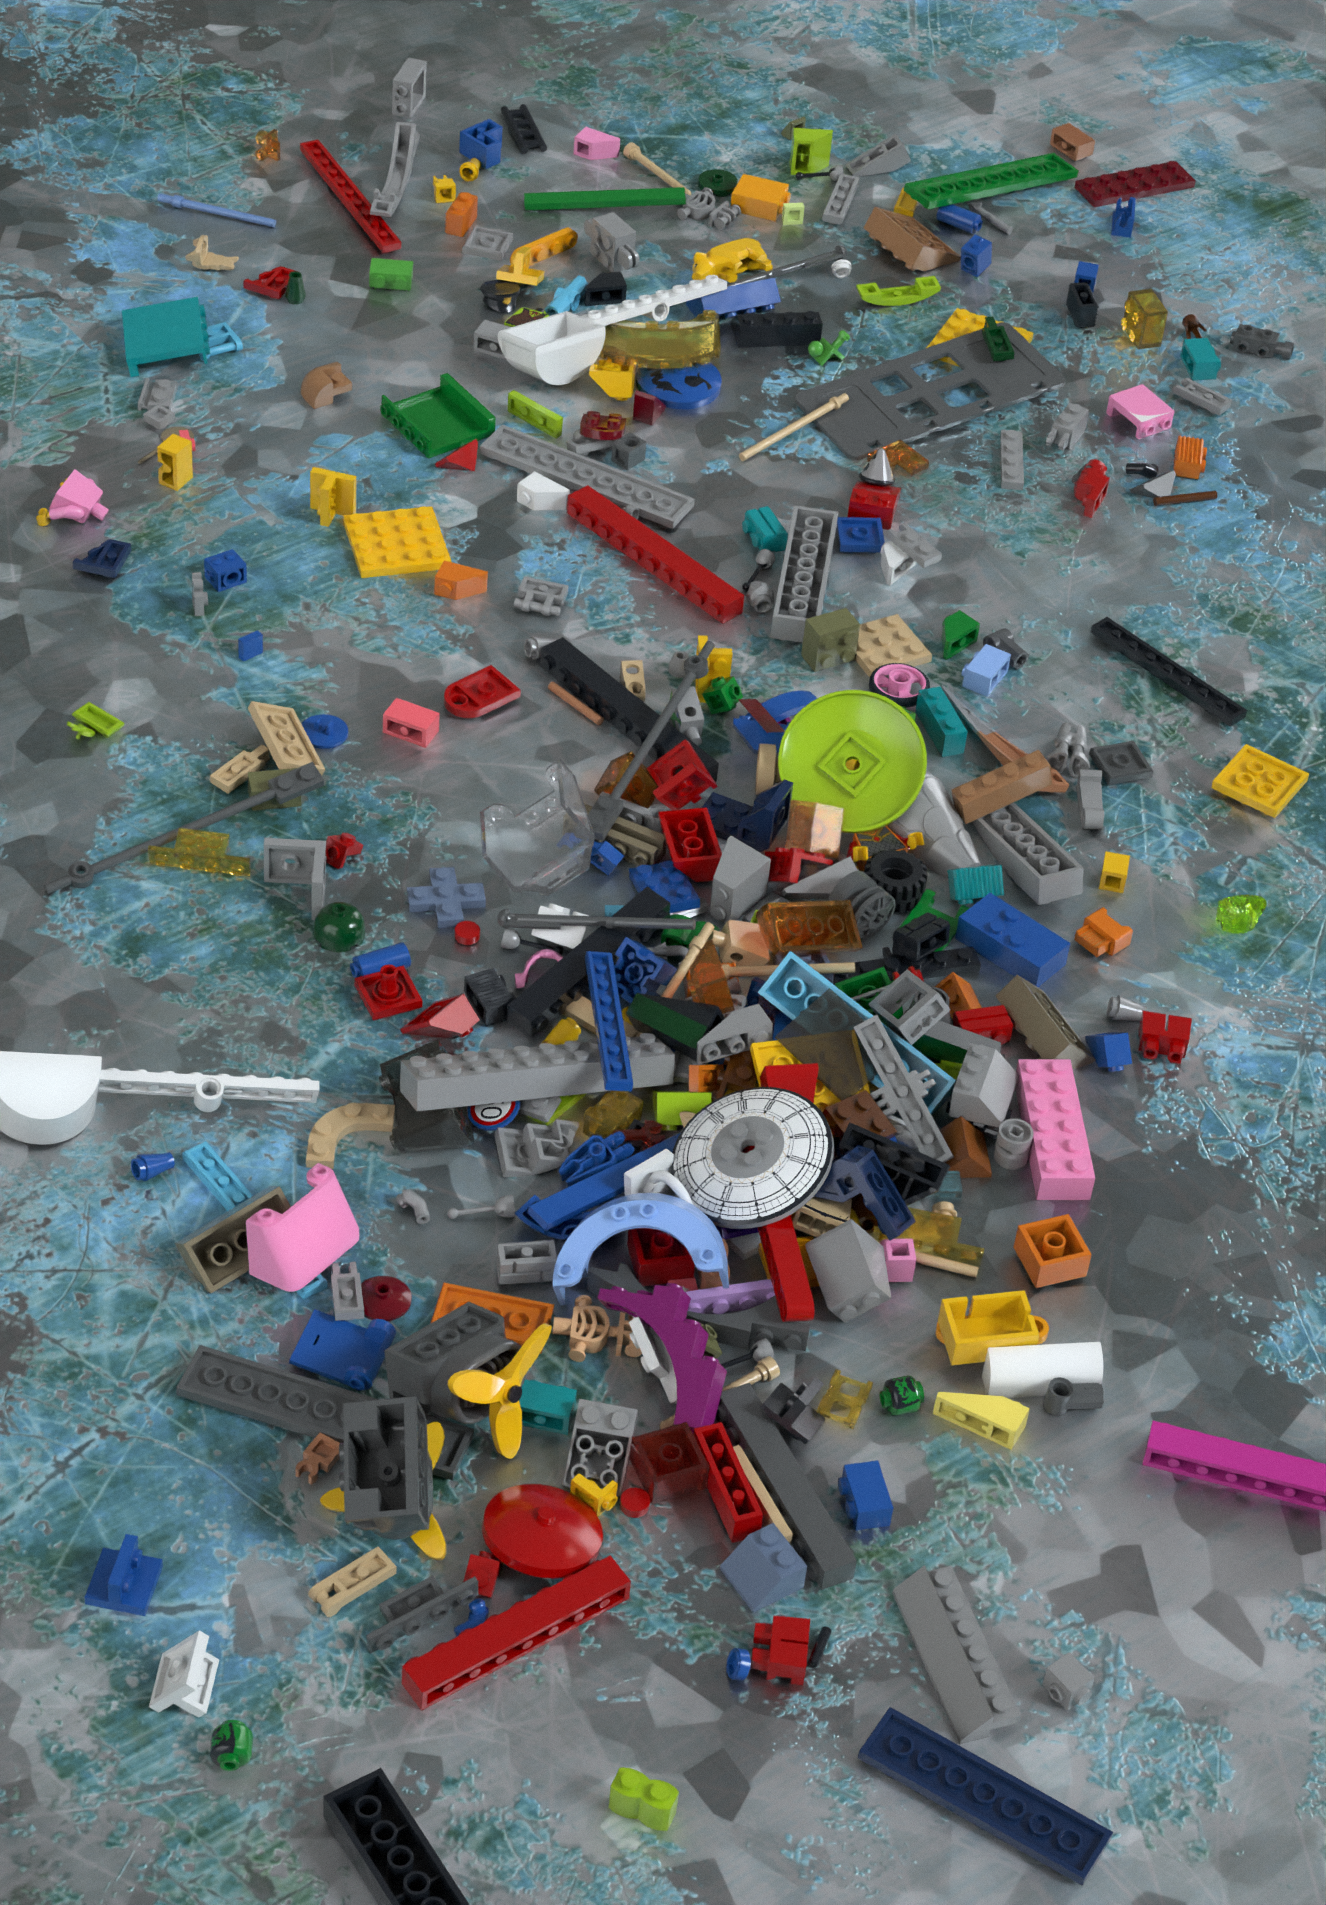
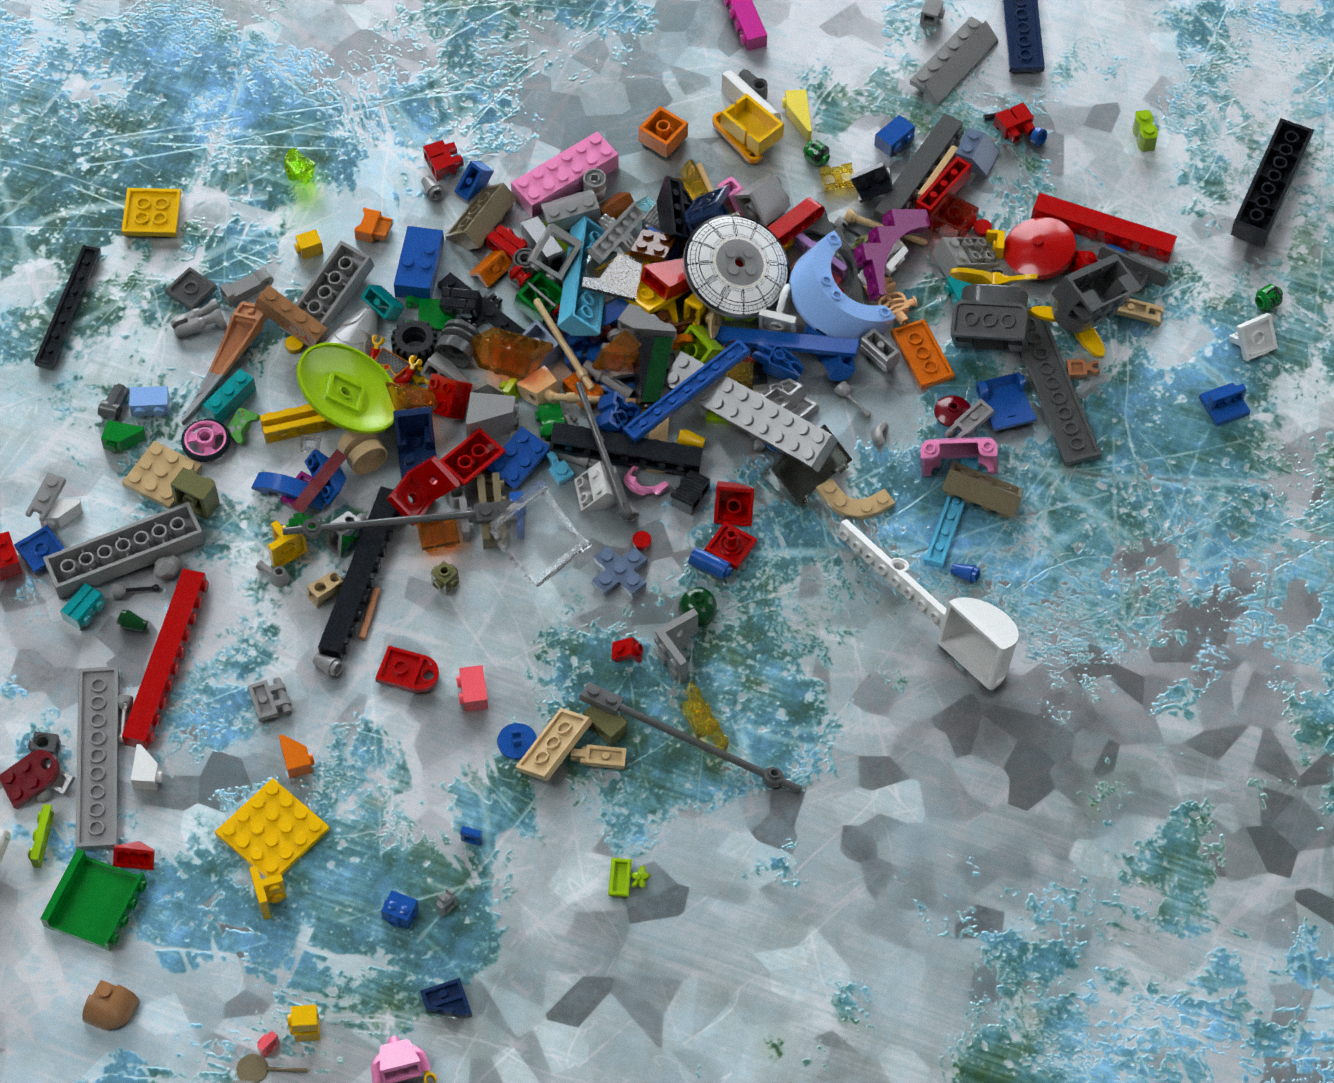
camera: 120 degrees left, 15 degrees up
(564, 752) = (444, 577): none -> olive brick
(720, 552) = (130, 620): none -> dark green cone

